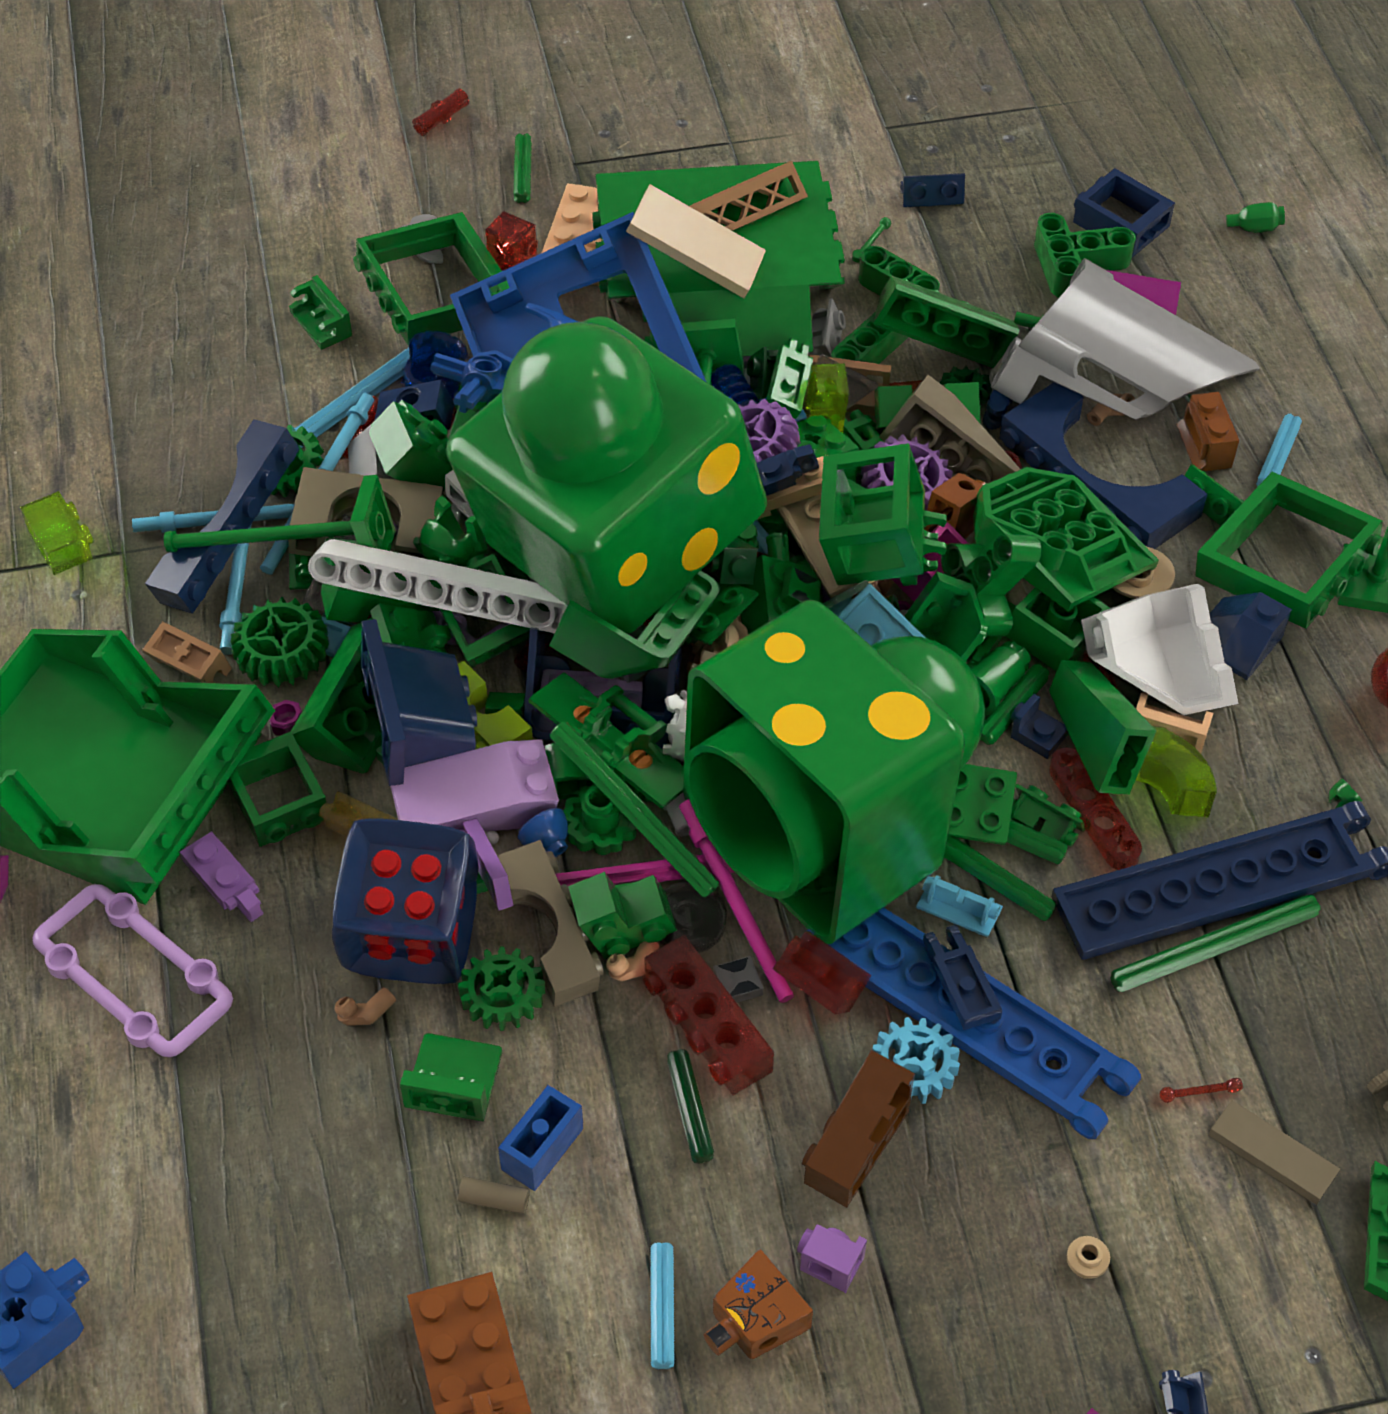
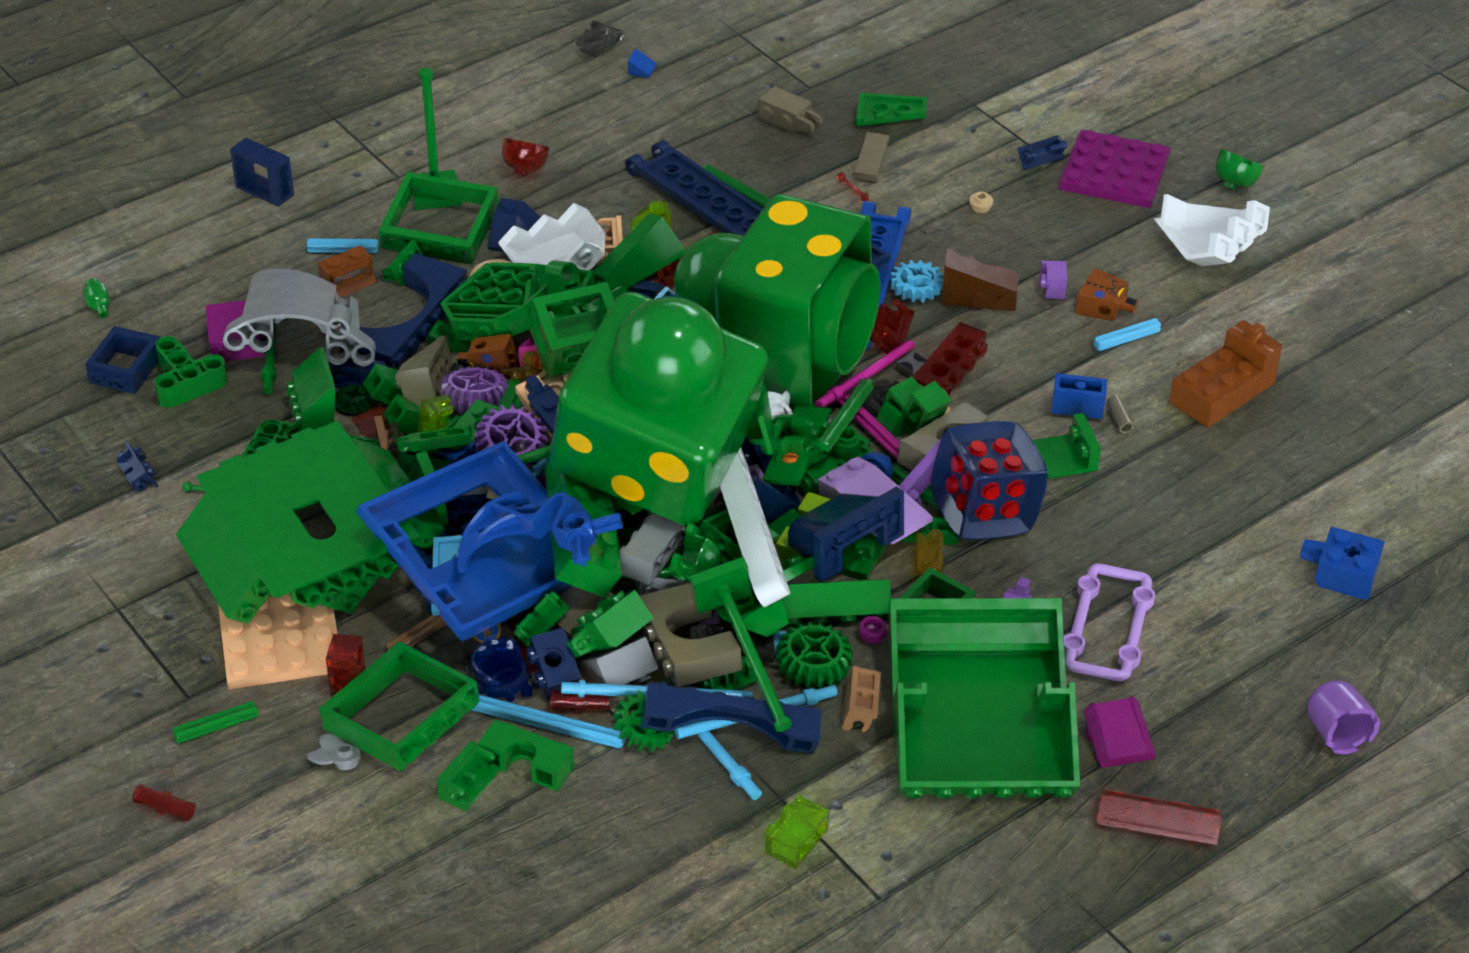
camera: 115 degrees left, 10 degrees down
(296, 376) = (549, 759): none -> green arch
(364, 1013) = (1055, 510): medium nougat arm -> none
(690, 1106) = (1006, 359): dark green axle -> none
(696, 241) = (358, 480): tan tile -> none
(746, 190) = (278, 492): medium nougat fence -> none
(1344, 792) = (620, 171): green hinge -> none

